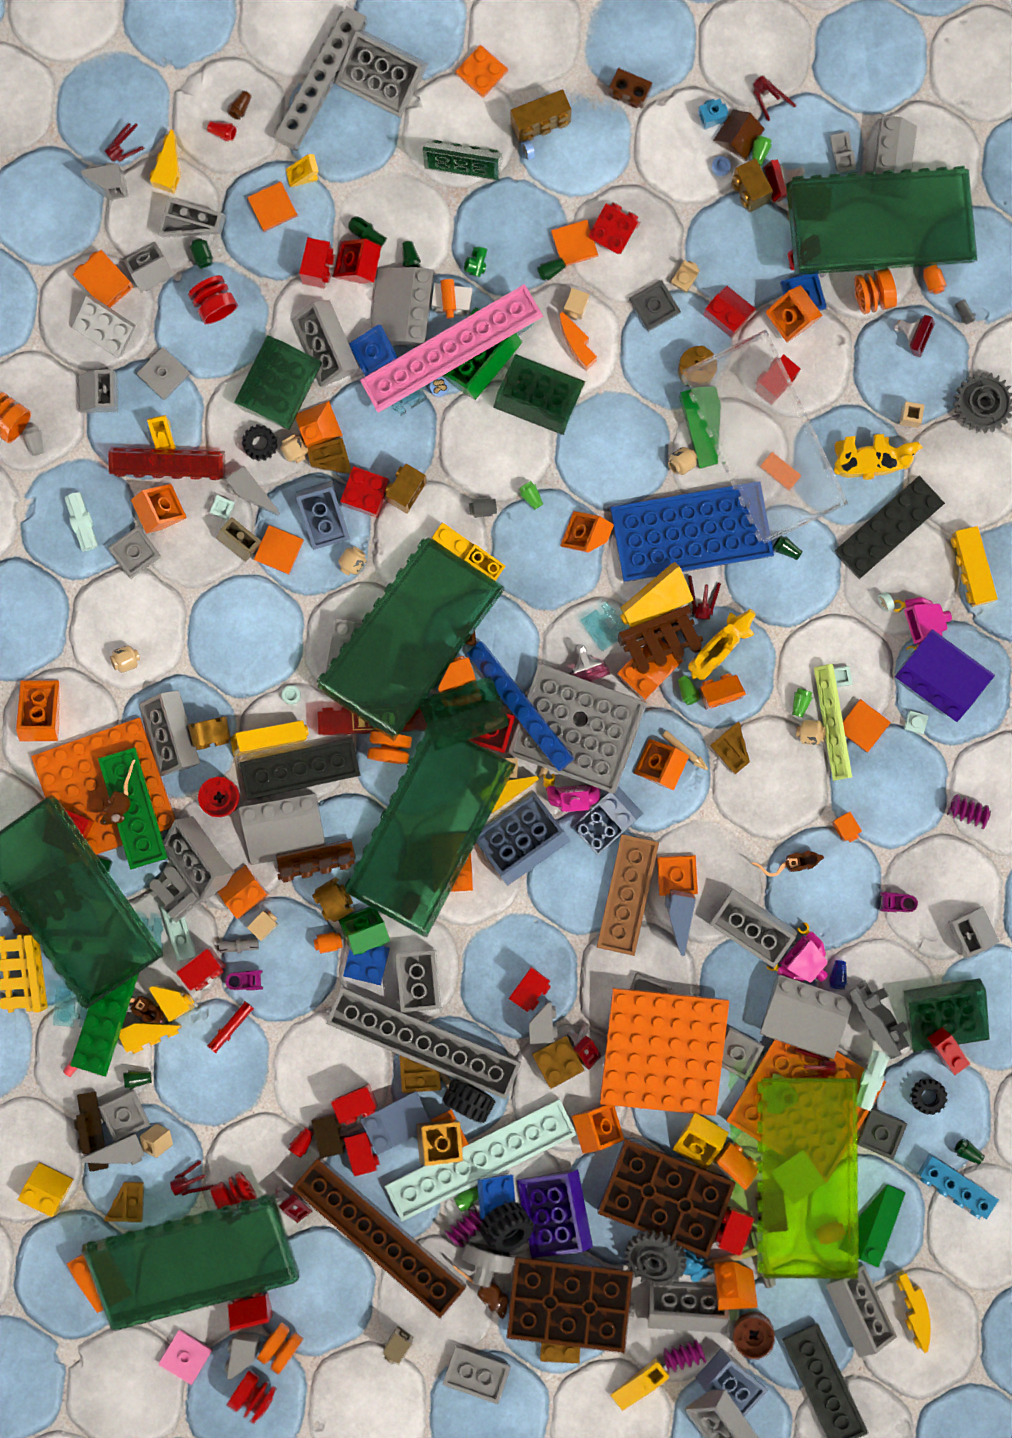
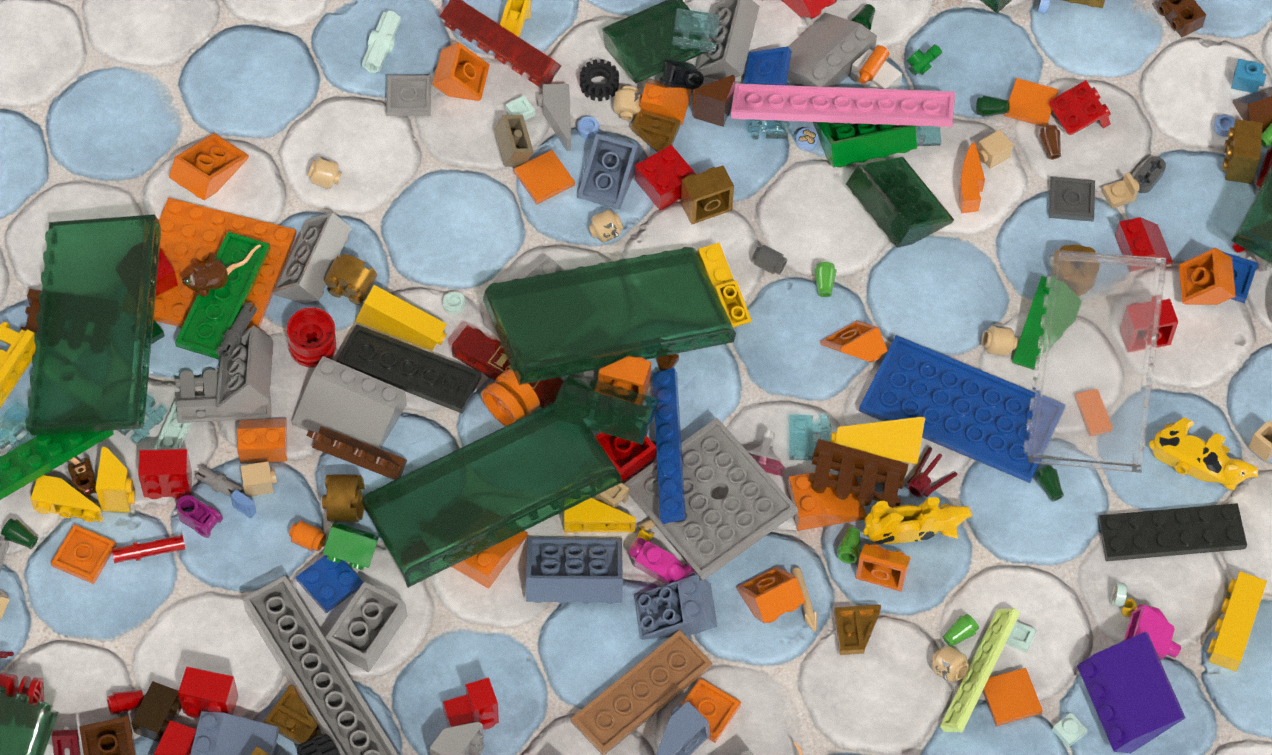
camera: 30 degrees right, 25 degrees down
(168, 838) = (232, 337): none -> dark grey pin
(189, 1060) = (83, 554): none -> orange tile
(267, 950) = (243, 504): none -> medium blue tile
(279, 486) = (587, 127): none -> light blue tile
(300, 353) = (695, 23): none -> clear light blue plate
(316, 399) = (677, 75): none -> black piece
(357, 406) = (714, 101): none -> reddish brown slope
(611, 268) = (1051, 141): none -> reddish brown cone
(699, 247) = (1153, 177): none -> dark grey beam

